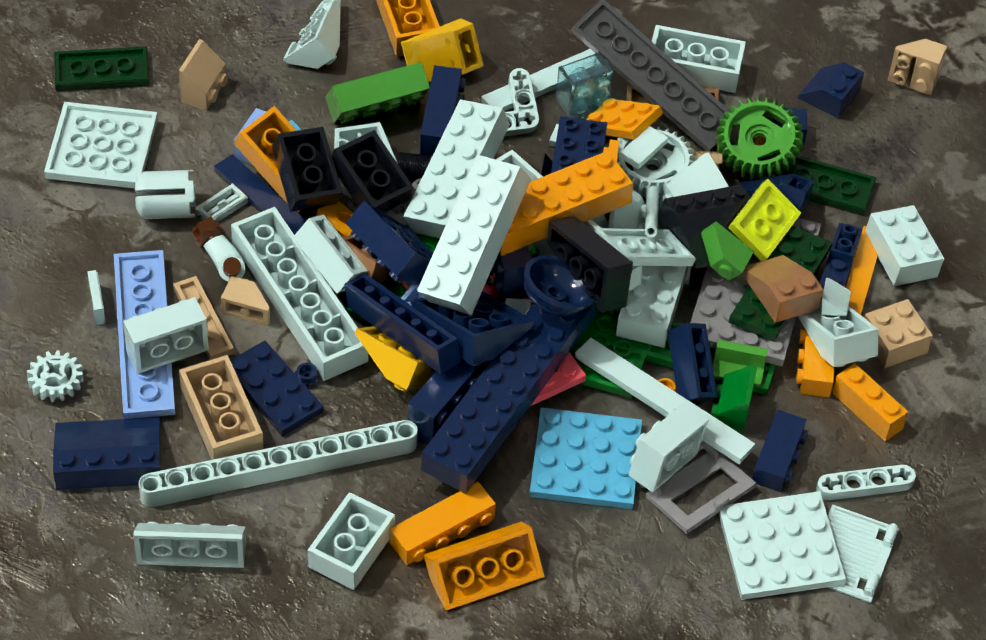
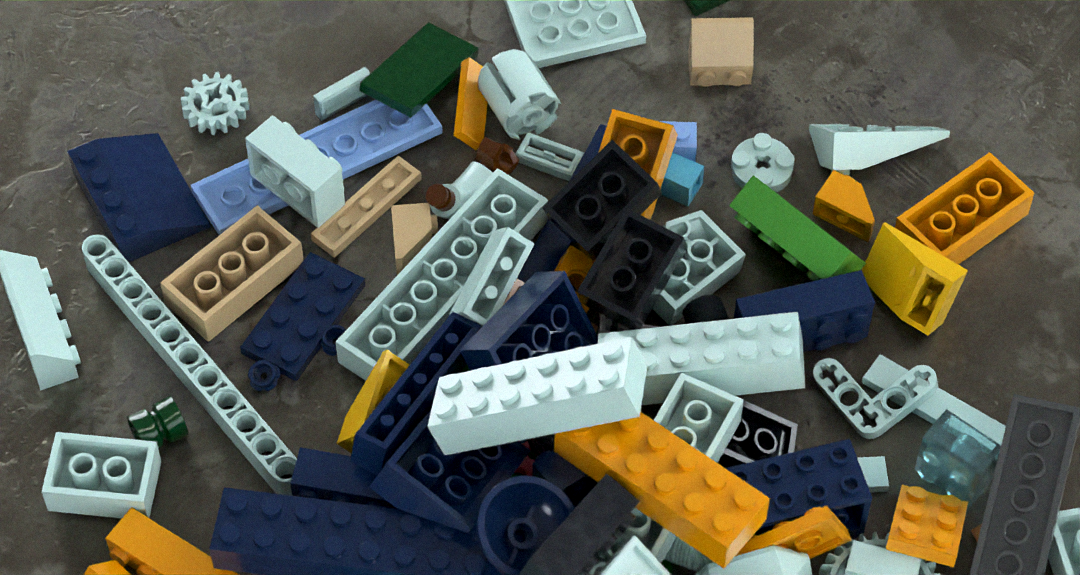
camera: 70 degrees right, 5 degrees up
(106, 244) = (418, 69): none -> dark green tile
(152, 228) = (471, 106): none -> light orange tile
(299, 86) = (763, 149): none -> light aqua plate
(317, 420) = (258, 369): none -> dark blue plate
(324, 495) = (161, 423): none -> dark green wheel
(360, 63) = (845, 205): none -> light orange slope

